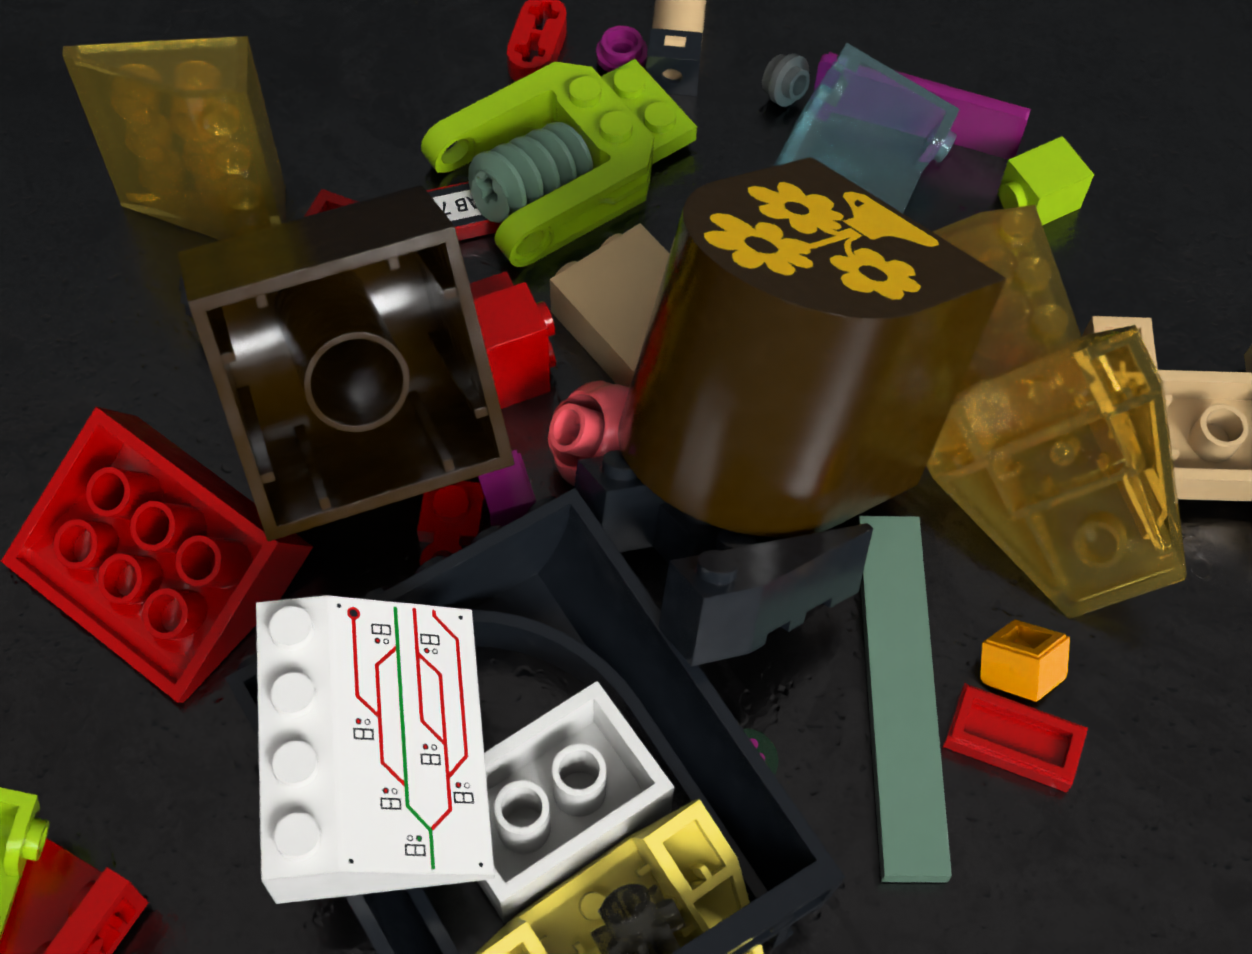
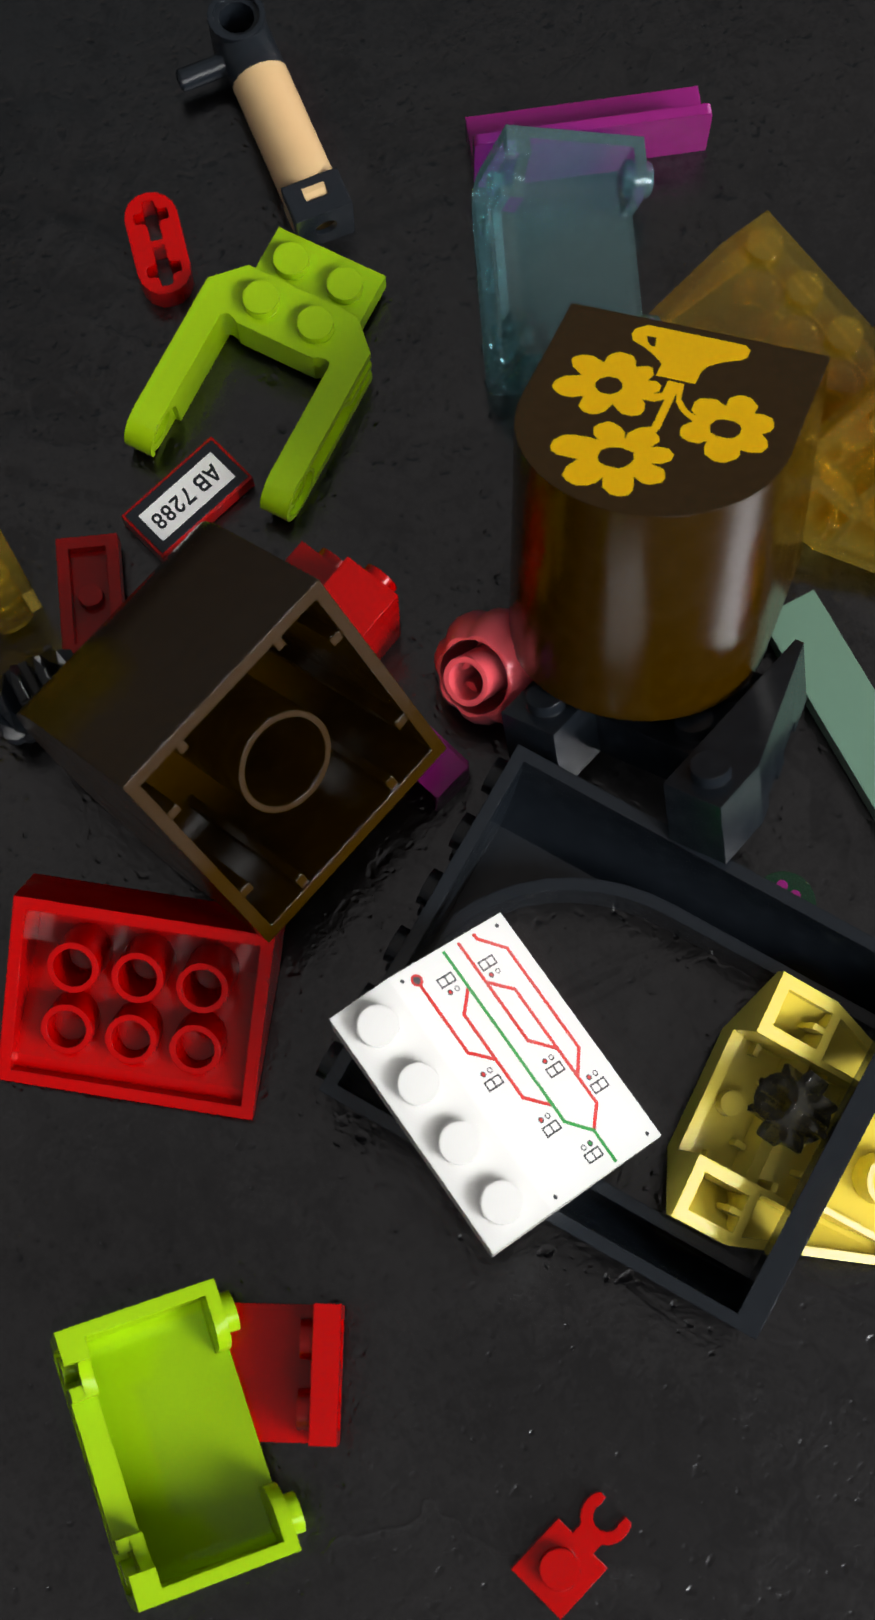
camera: 25 degrees left, 15 degrees up
(450, 518) = (397, 832): red plate -> none
(526, 169) = (254, 417): sand green piece -> none
(566, 796) = (661, 1016): white brick -> none
(611, 299) = (435, 513): tan brick -> none
(619, 47) = (252, 206): magenta plate -> none
(786, 78) = (441, 172): dark grey plate -> none
(1046, 177) = (754, 169): lime brick -> none

